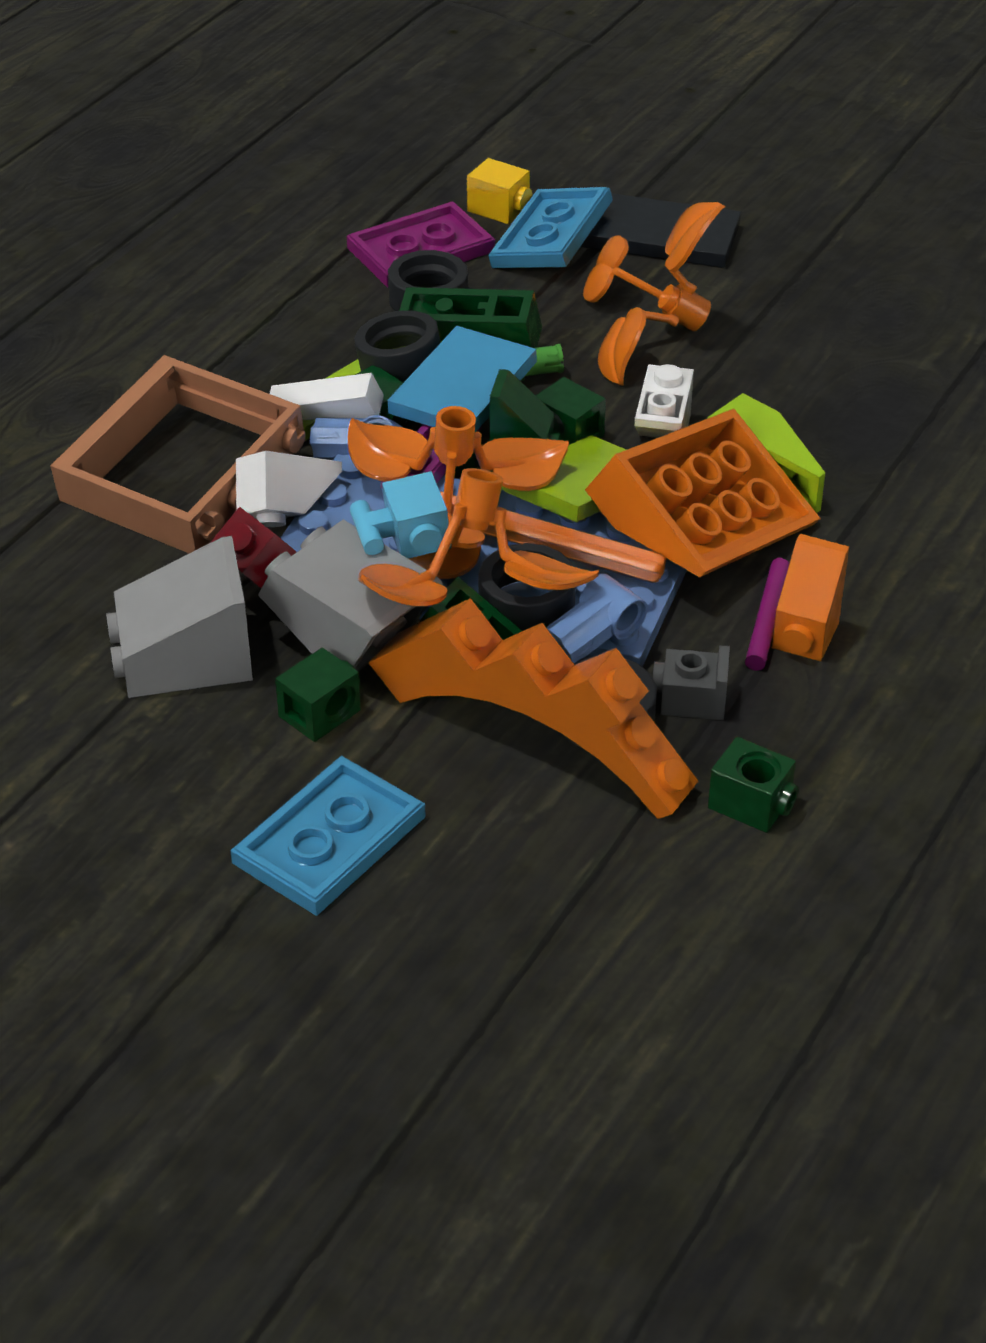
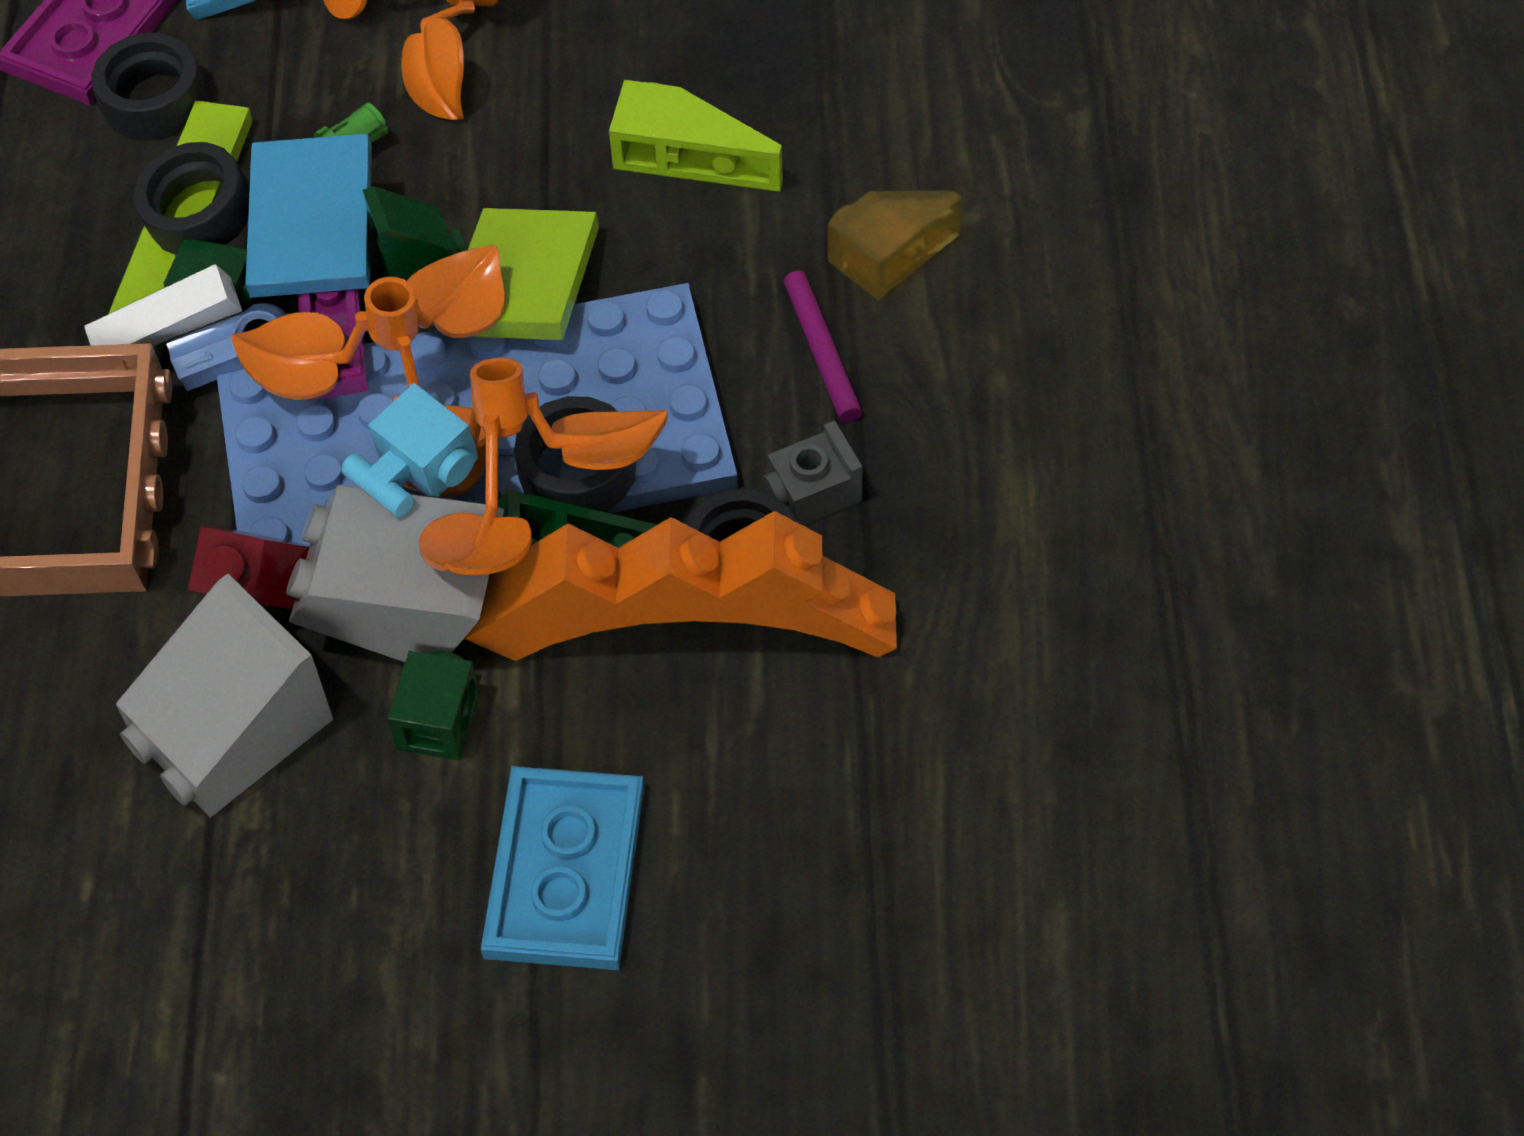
camera: 30 degrees left, 15 degrees up
(281, 484) = (200, 460): white slope -> none
(495, 312) = (262, 107): dark green slope -> none
(575, 409) = (449, 183): dark green brick -> none
(581, 546) = (540, 376): orange axle -> none
(602, 612) = (676, 463): medium blue piece -> none
(664, 400) = (544, 130): white slope -> none
(701, 495) = (677, 242): orange slope -> none
(753, 784) = (953, 594): dark green brick -> none
(811, 597) = (873, 315): orange slope -> none
(882, 564) = (891, 235): none -> clear yellow slope

